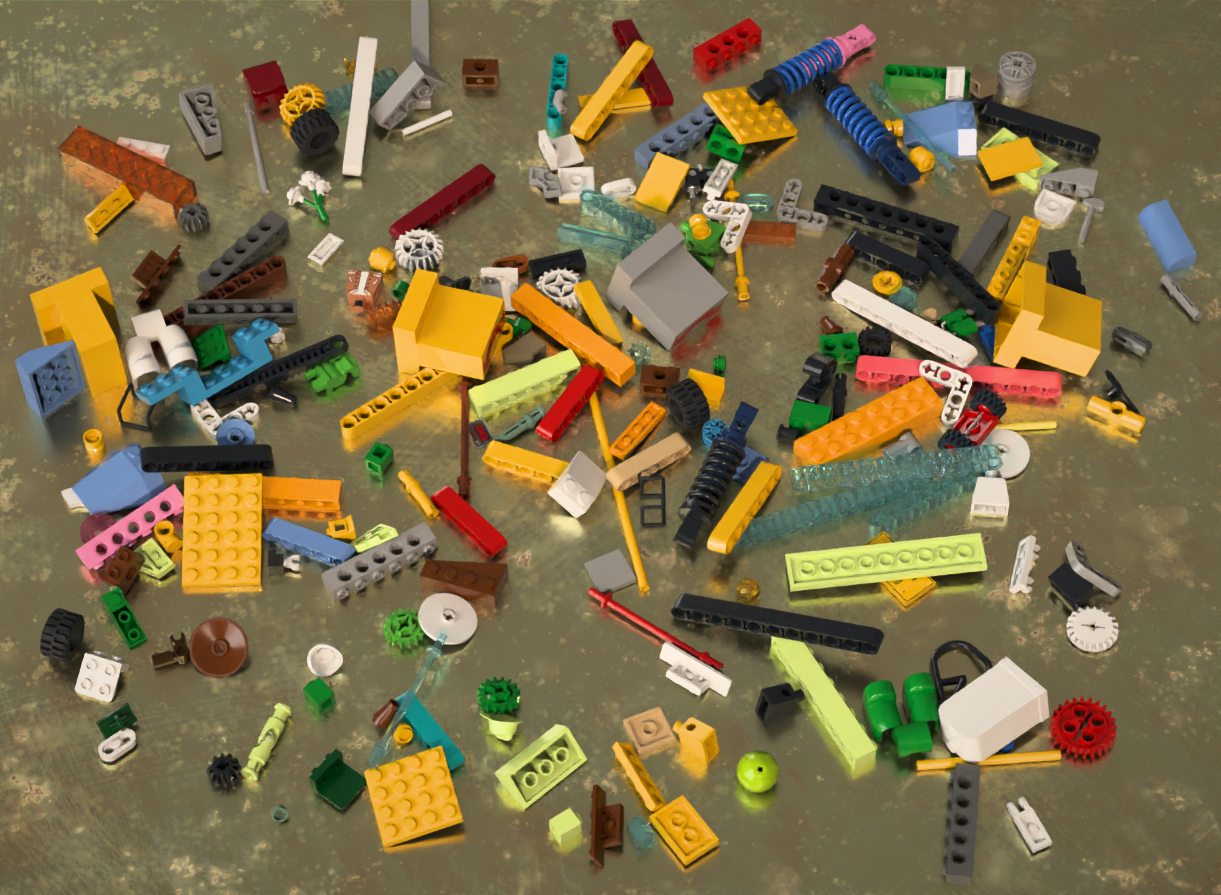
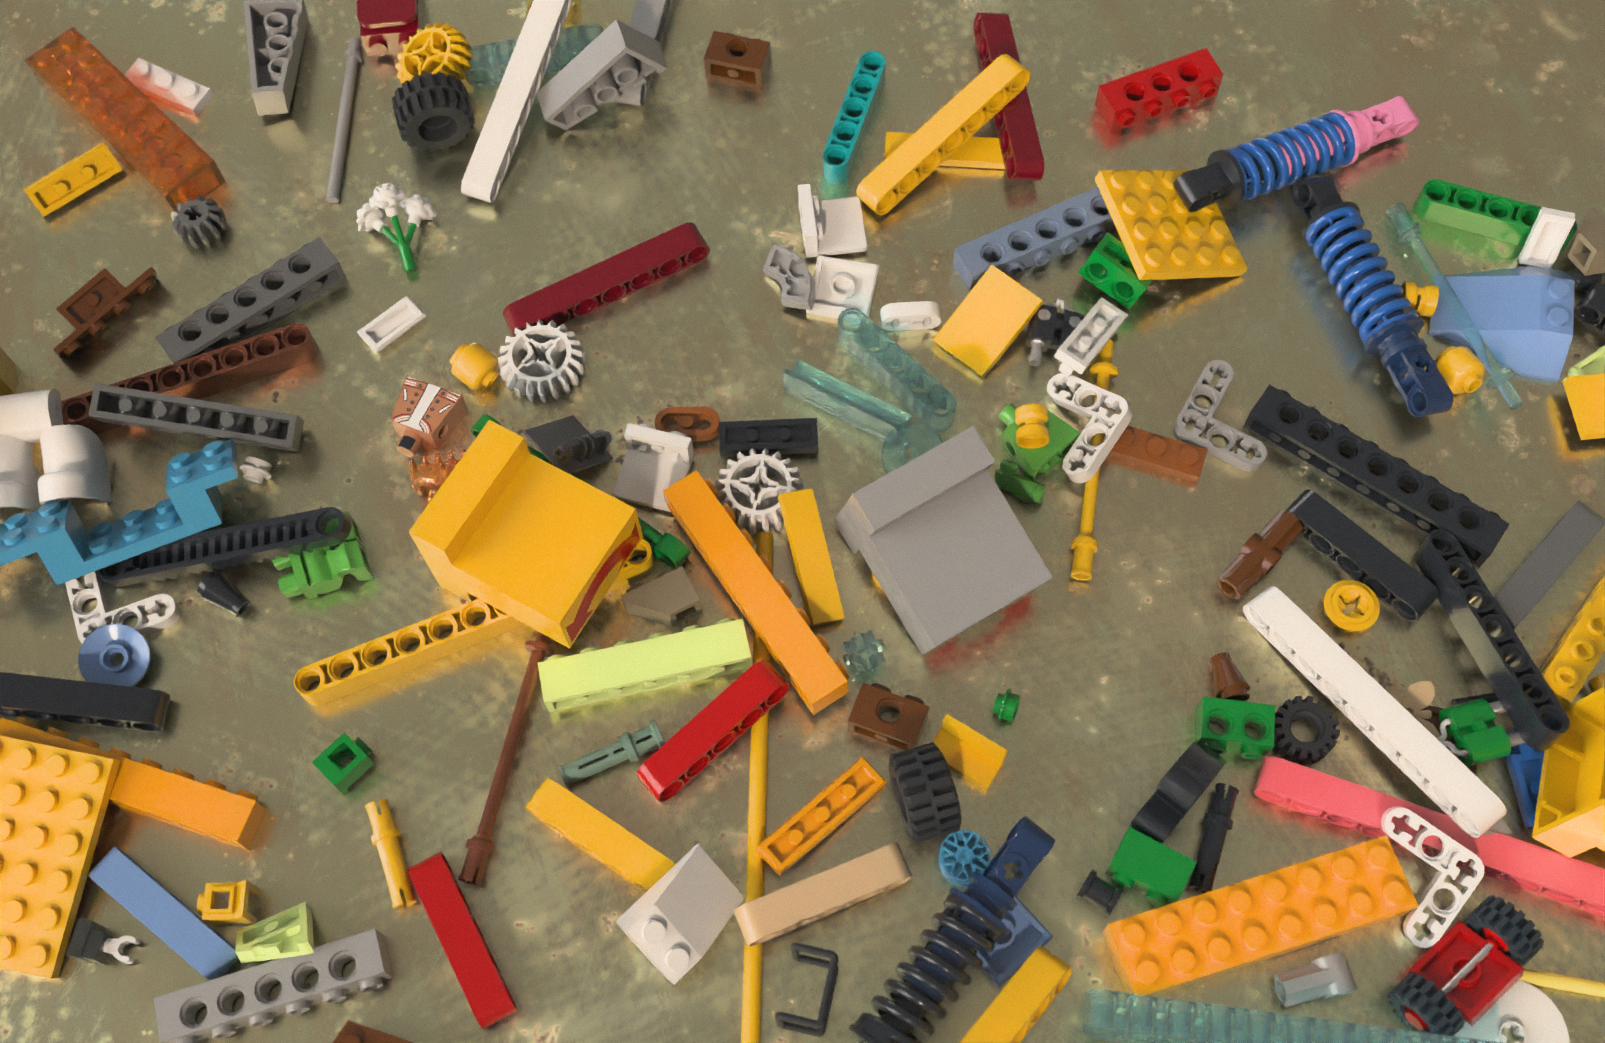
camera: 15 degrees right, 10 degrees up
(211, 347) = (142, 469): green hinge -> none
(427, 122) = (628, 129): white bar -> none
(480, 433) = (541, 747): sticker -> none
(558, 101) = (851, 127): light grey arm -> none
(757, 202) = (1143, 390): clear light blue plate -> none
(905, 299) = (1378, 651): clear light blue brick -> none

